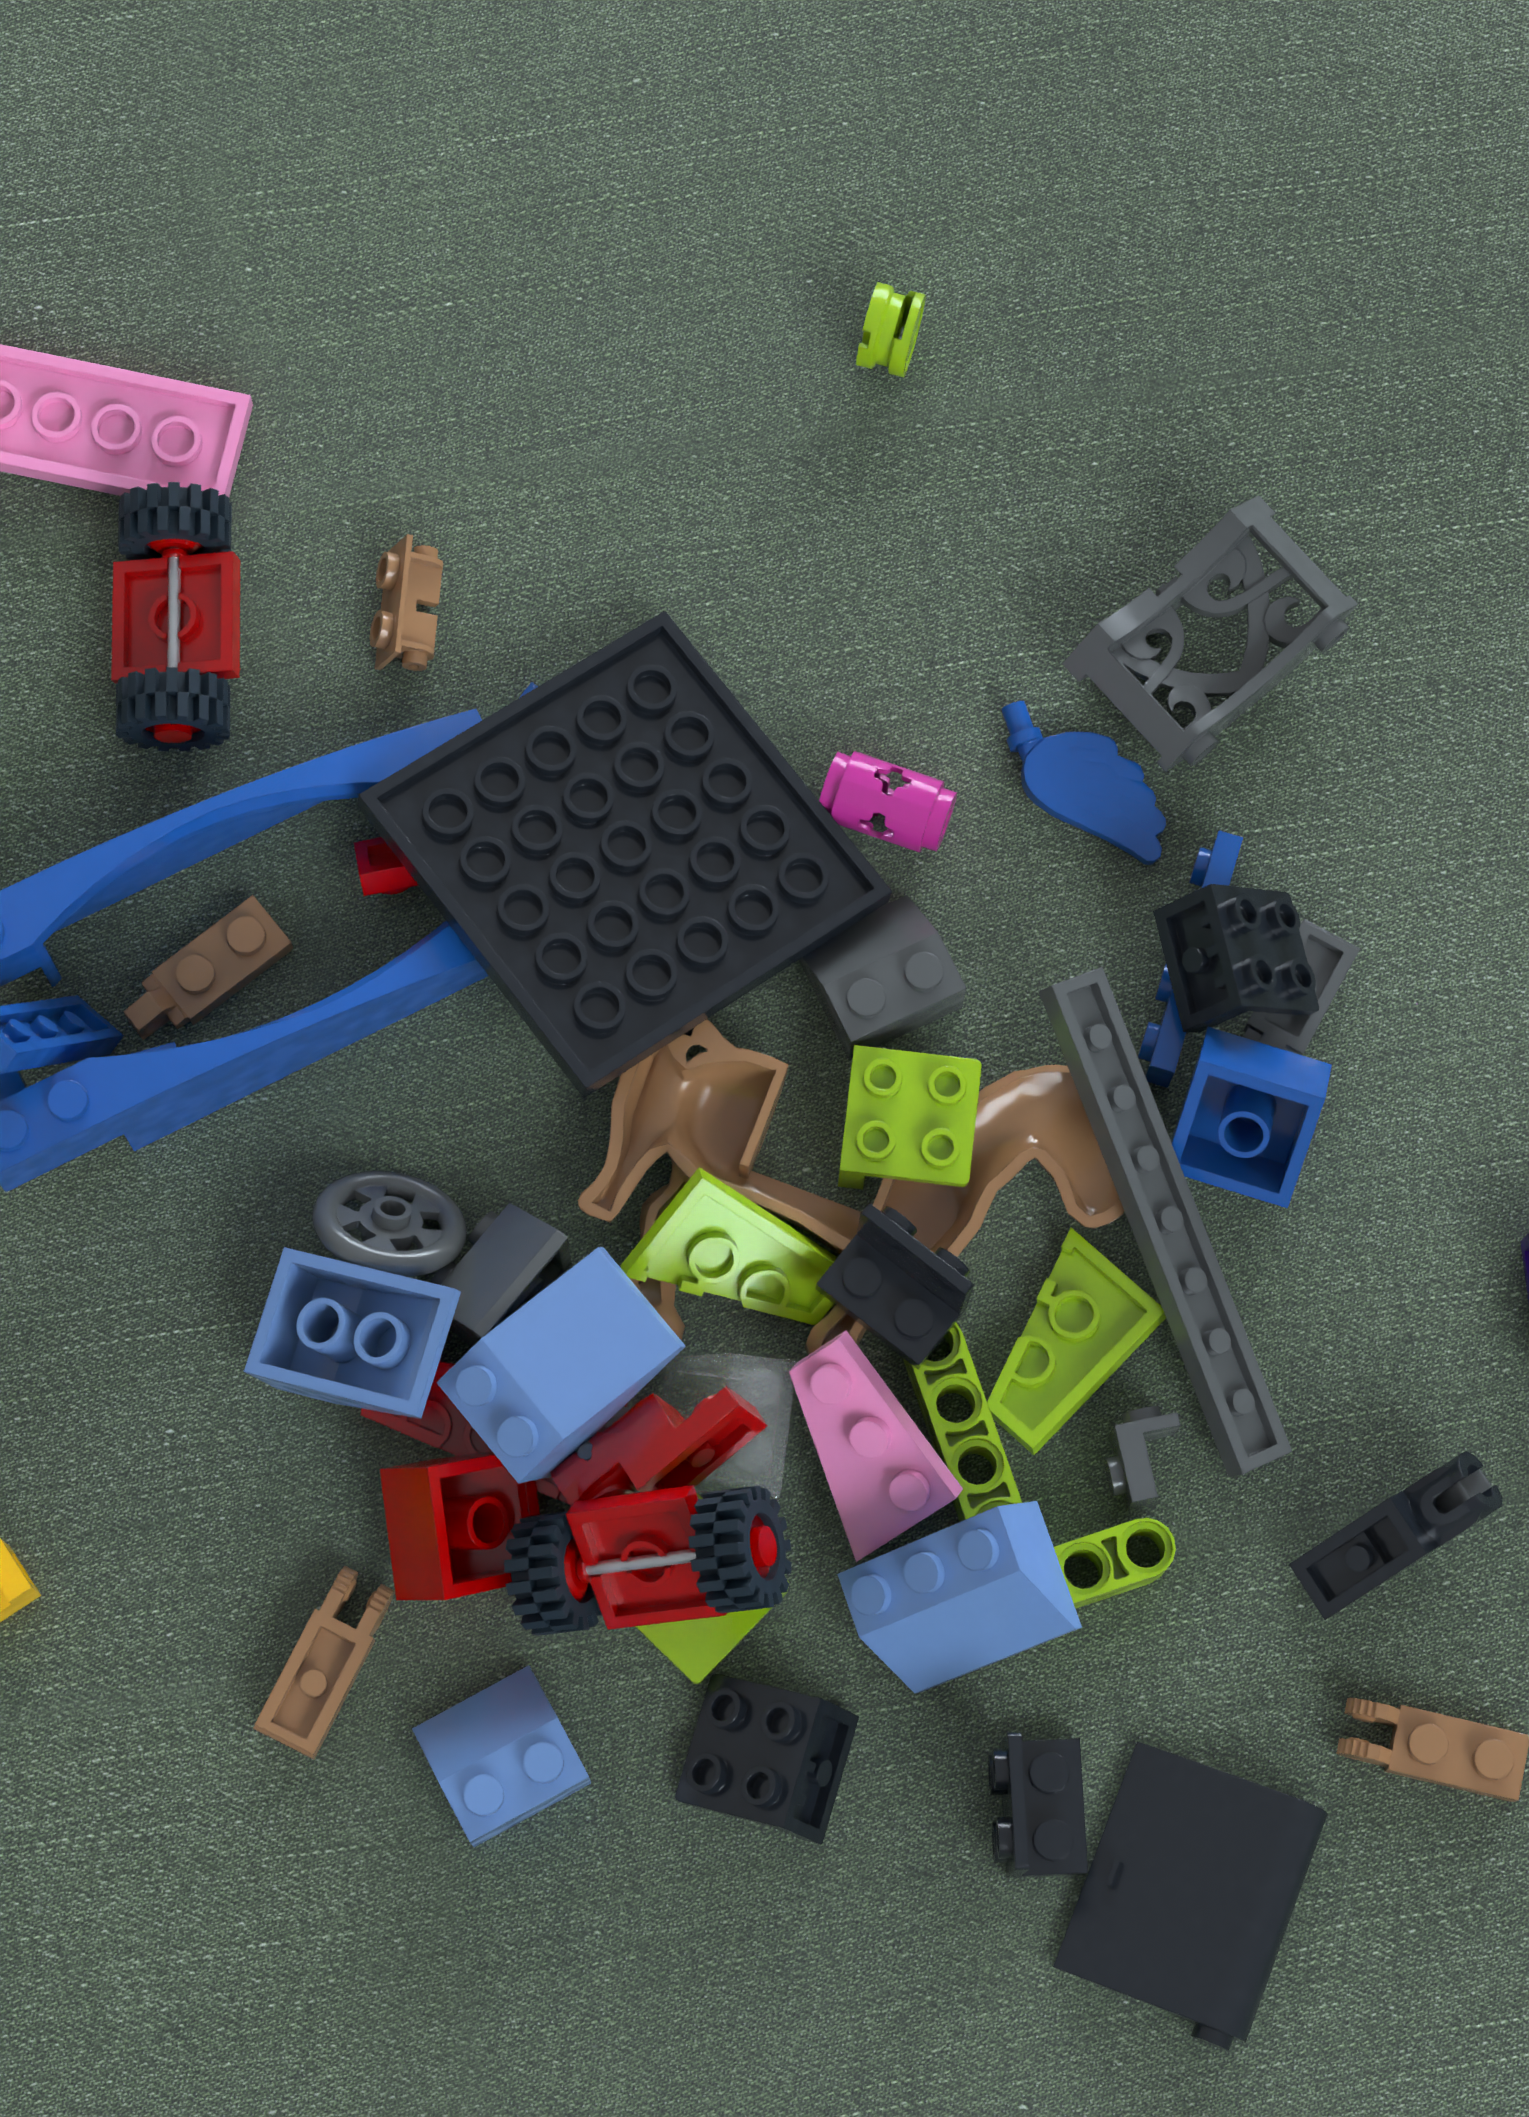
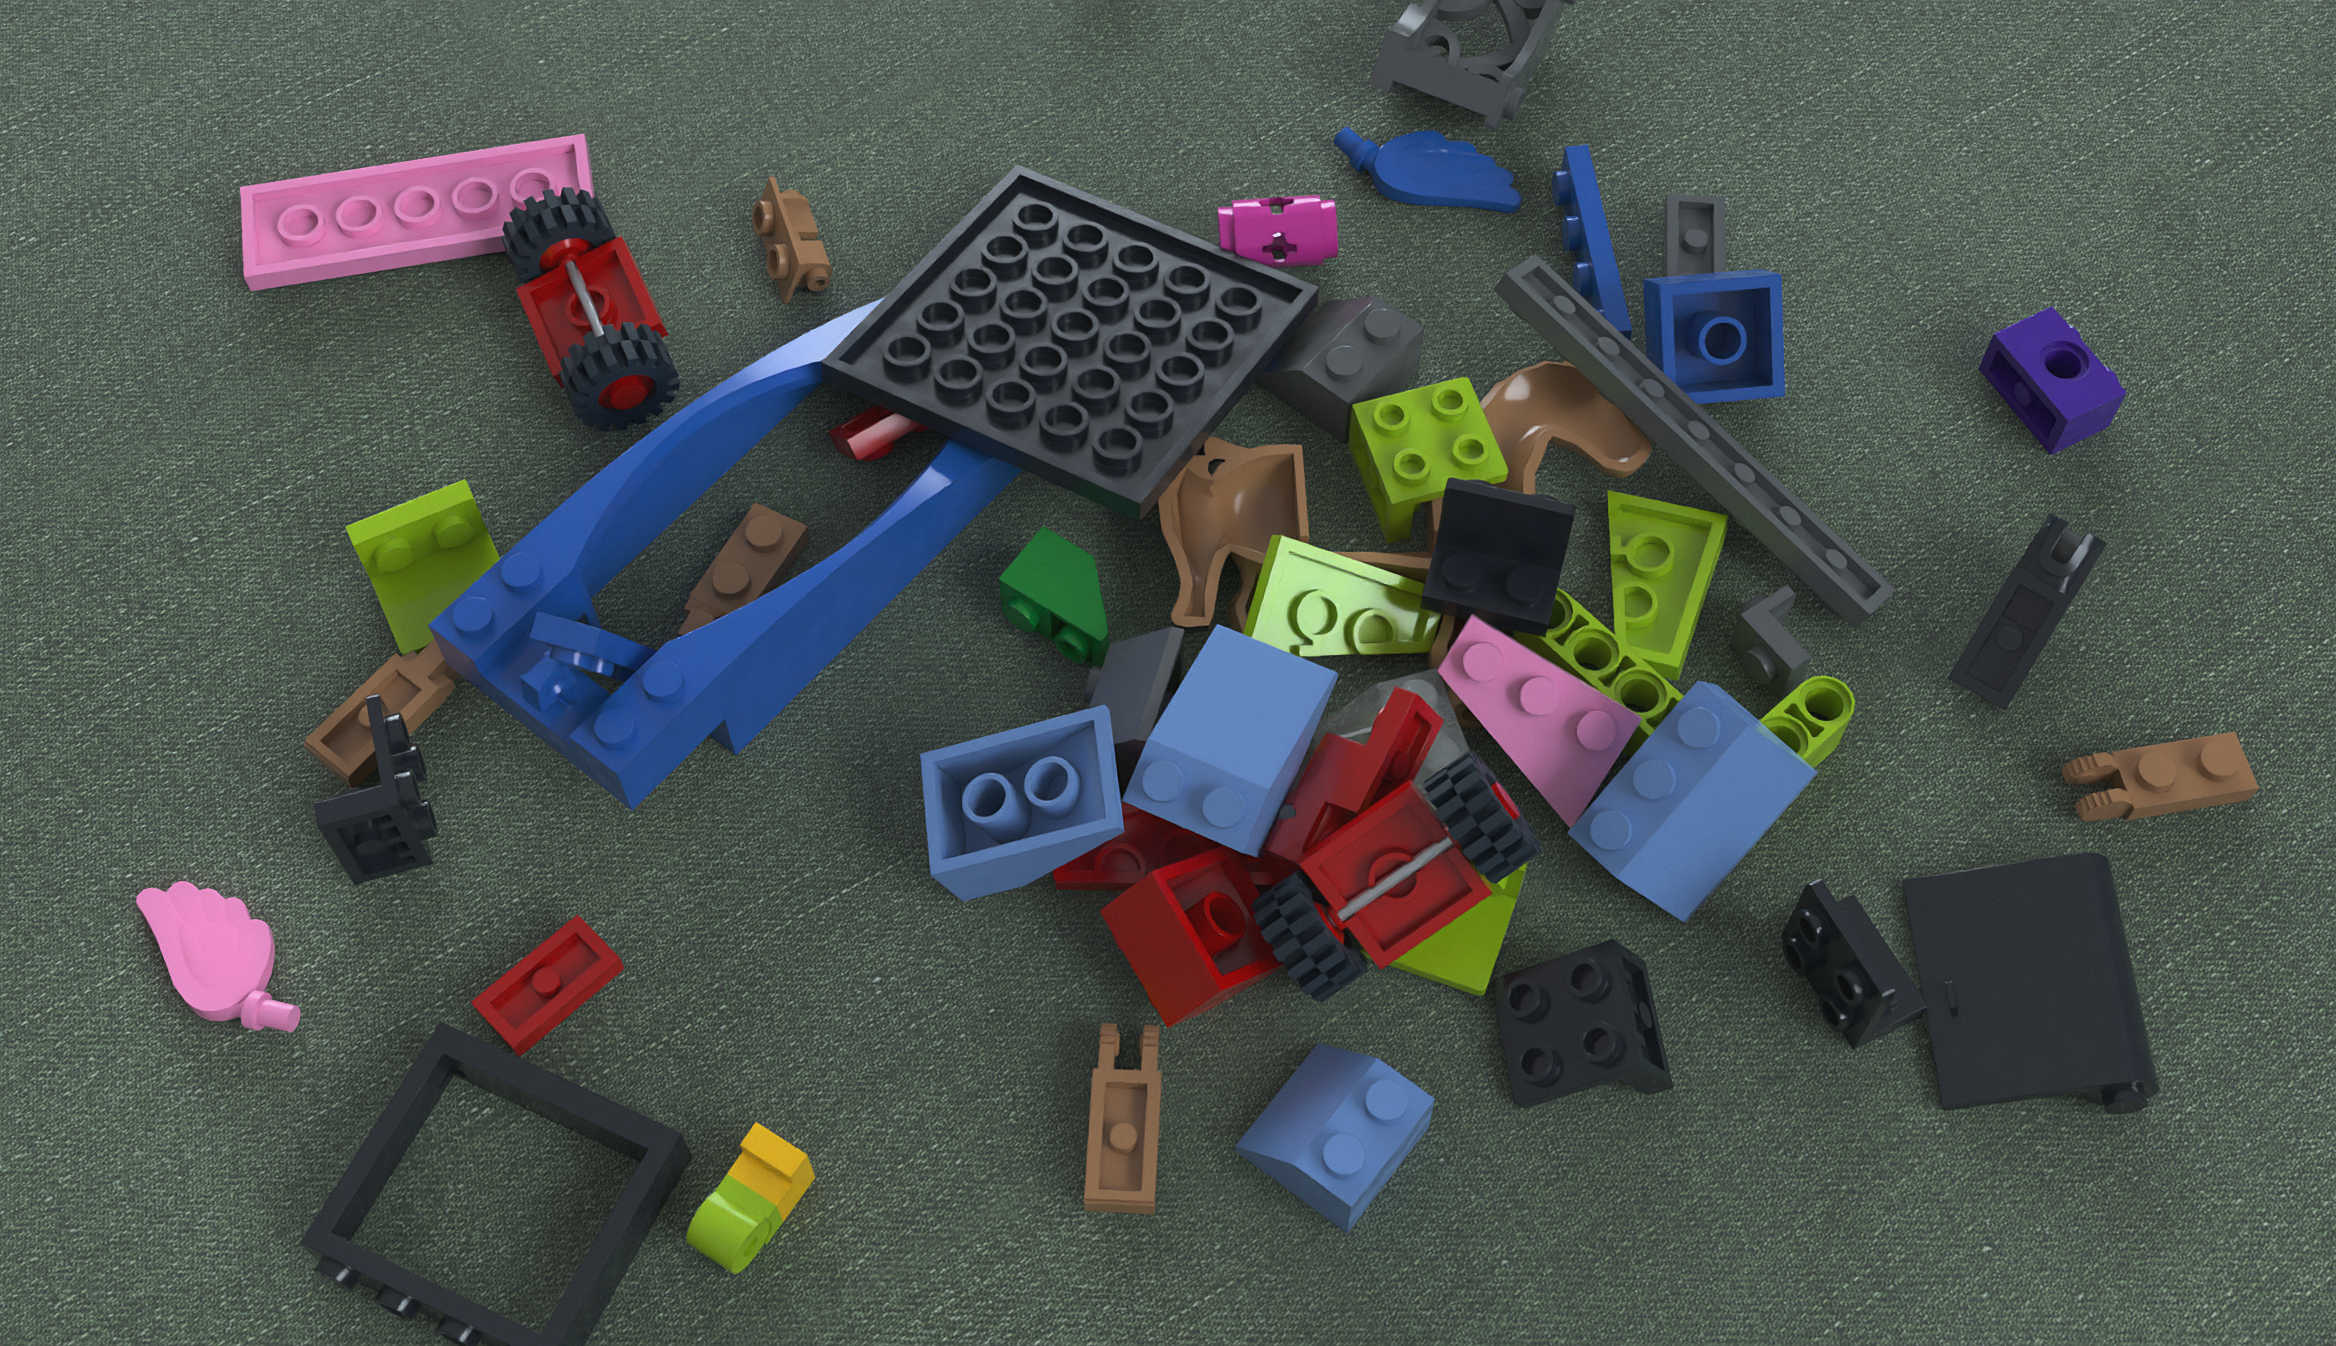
camera: 20 degrees left, 15 degrees down
(389, 1223) = (1003, 703): dark grey plate -> none
(495, 1120) = (1059, 596): none -> green slope
(1235, 955) = (1629, 221): black bracket -> none

